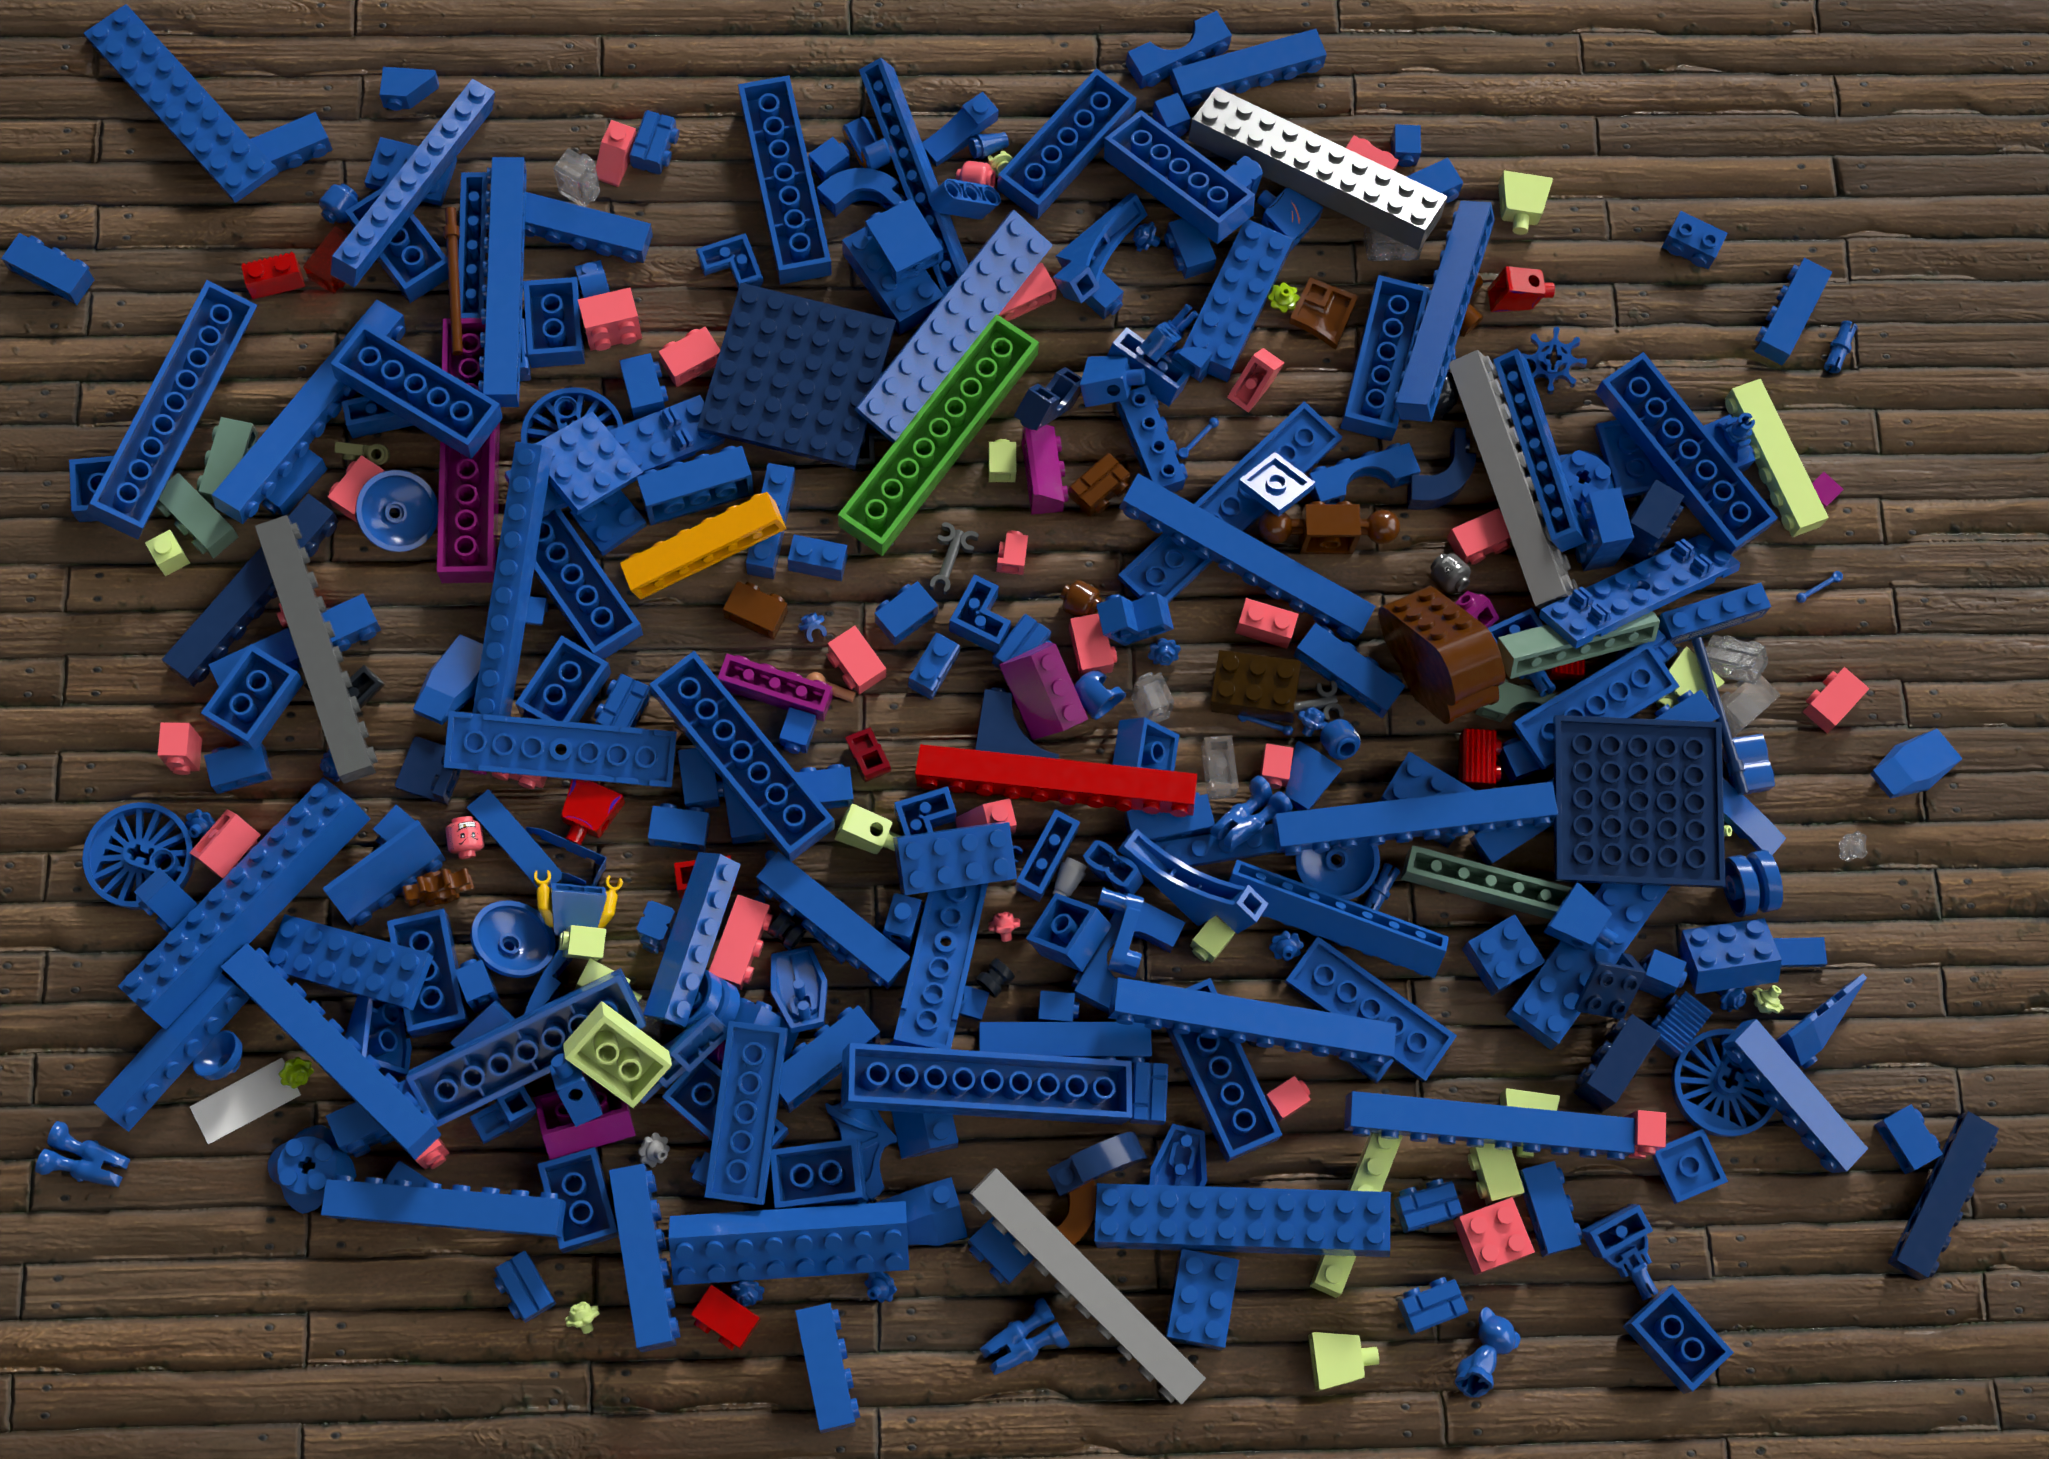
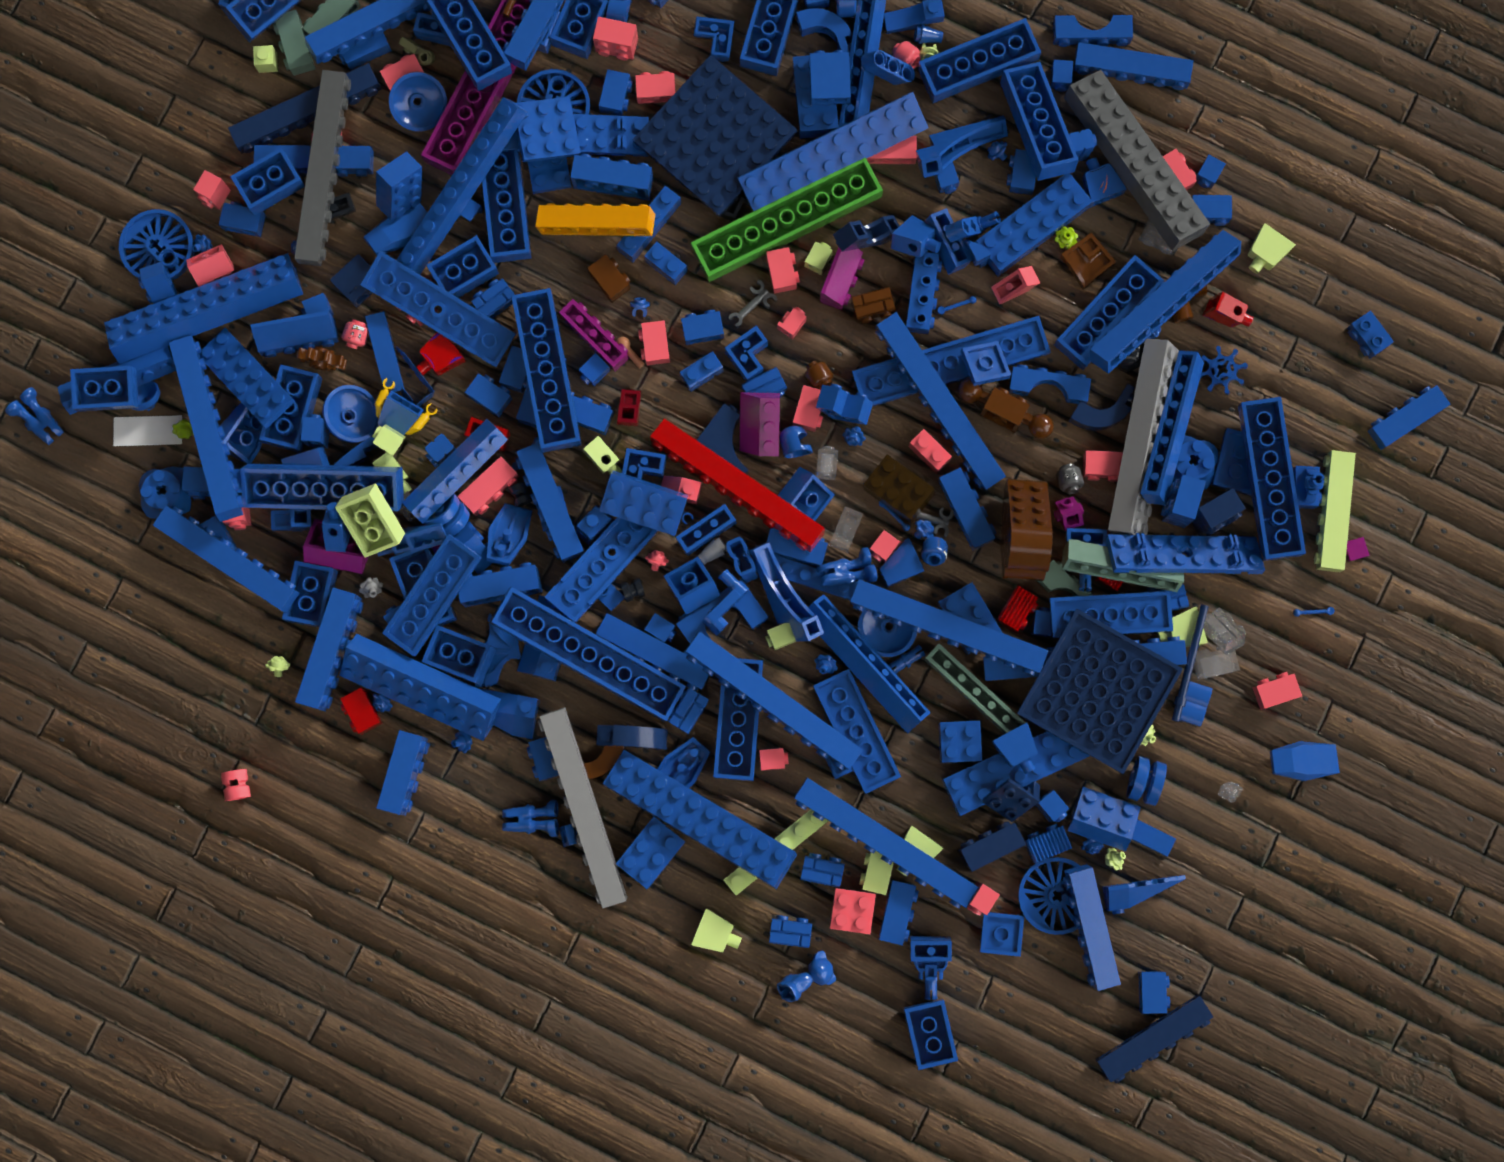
camera: 40 degrees right, 10 degrees up
(164, 1067) = (104, 388): none -> blue brick
(430, 621) = (399, 186): none -> blue brick
(524, 1286) = (252, 629): blue brick -> none
(965, 497) = (781, 270): none -> coral brick
(1083, 1335) = (568, 835): none -> blue plate
(1714, 614) = (1228, 594): blue brick -> none
(1749, 821) = (1170, 738): slope -> none
(1840, 346) = (1427, 458): blue pin -> none

